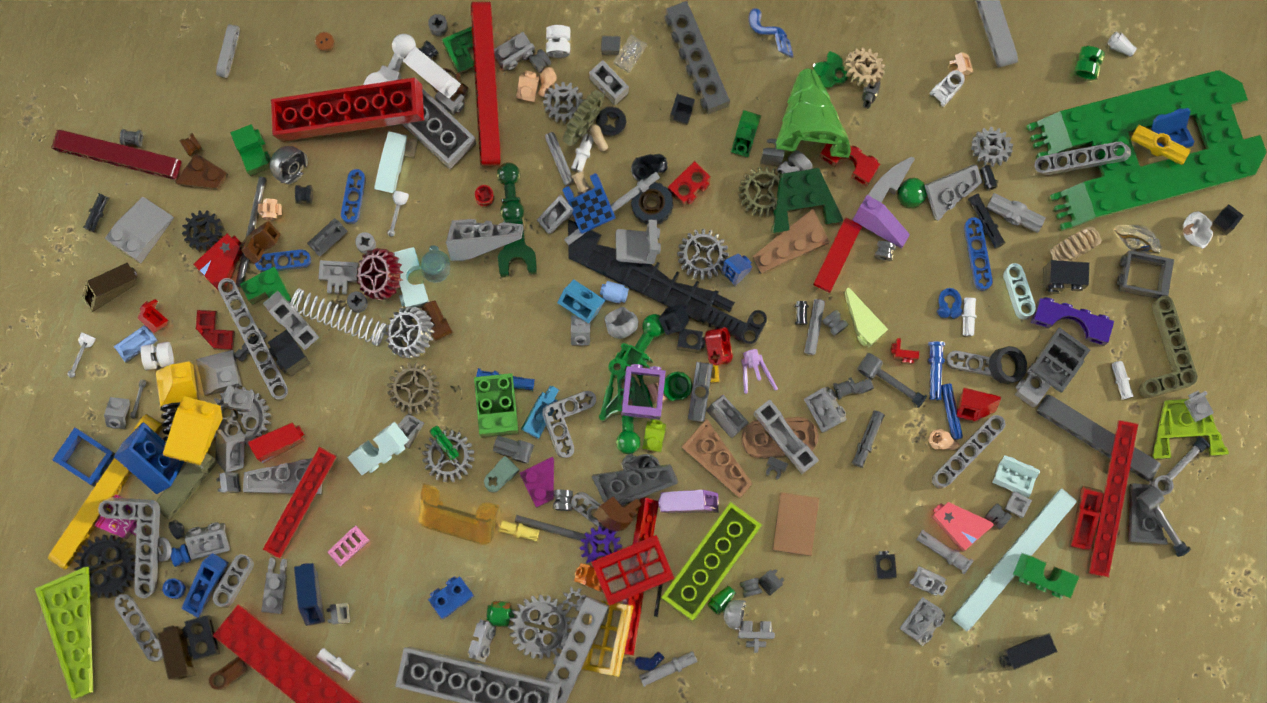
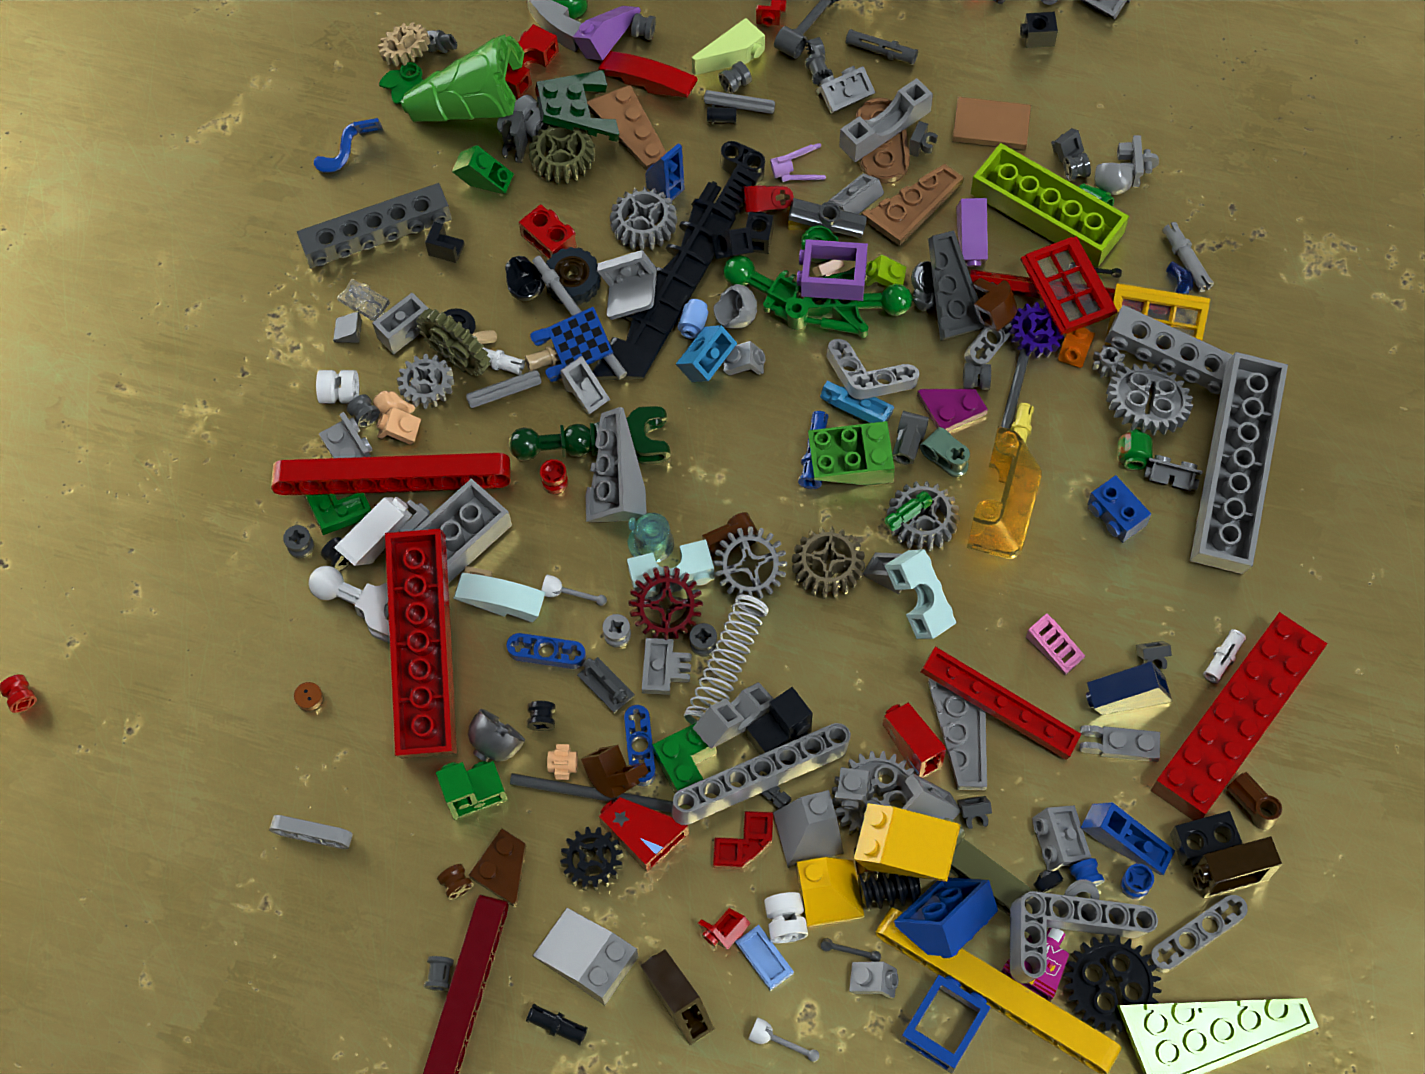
camera: 85 degrees left, 15 degrees down
(225, 587) = (1111, 784): light grey beam -> none

